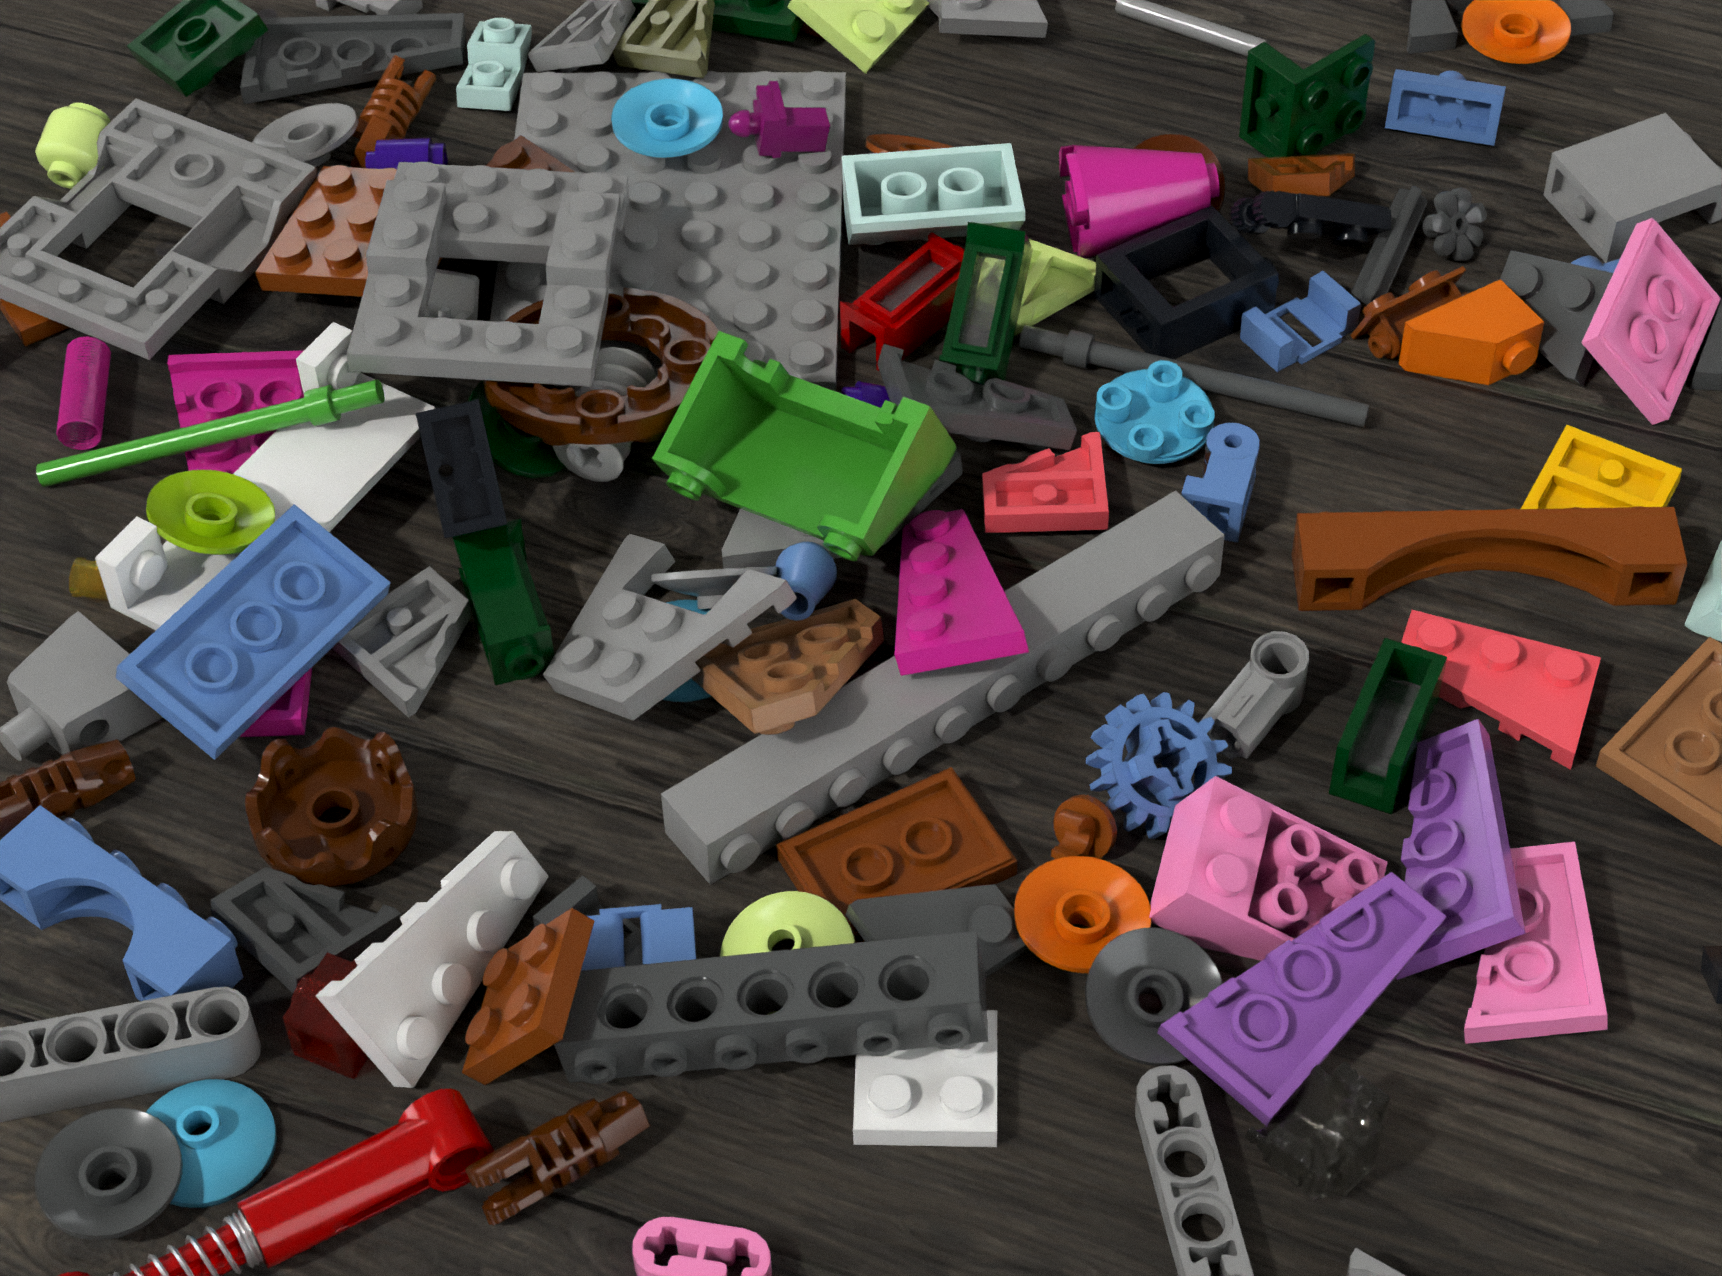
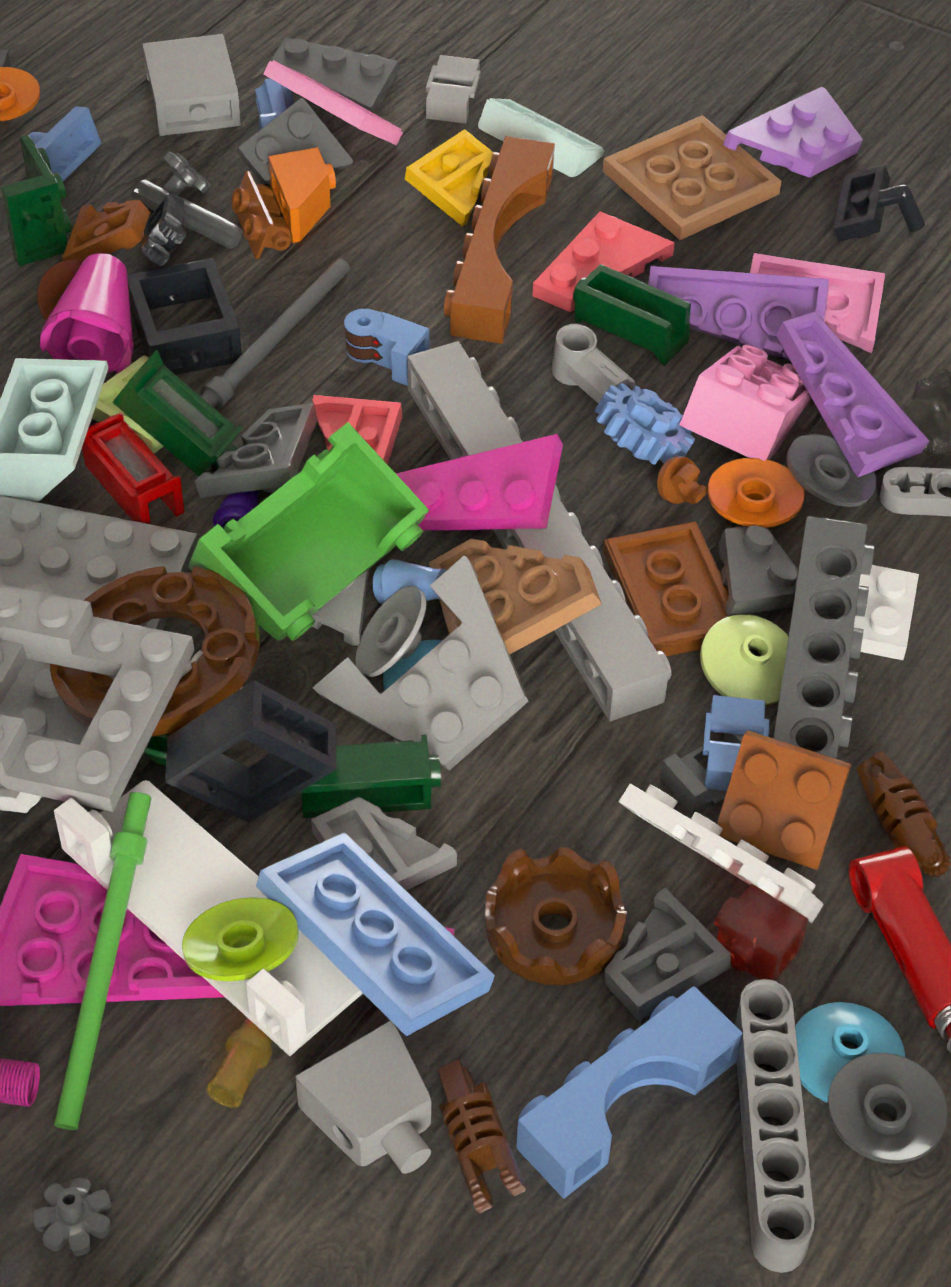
camera: 80 degrees left, 0 degrees up
(1154, 414) = (303, 365): medium azure dish -> none
(1326, 312) = (236, 260): medium blue piece -> none

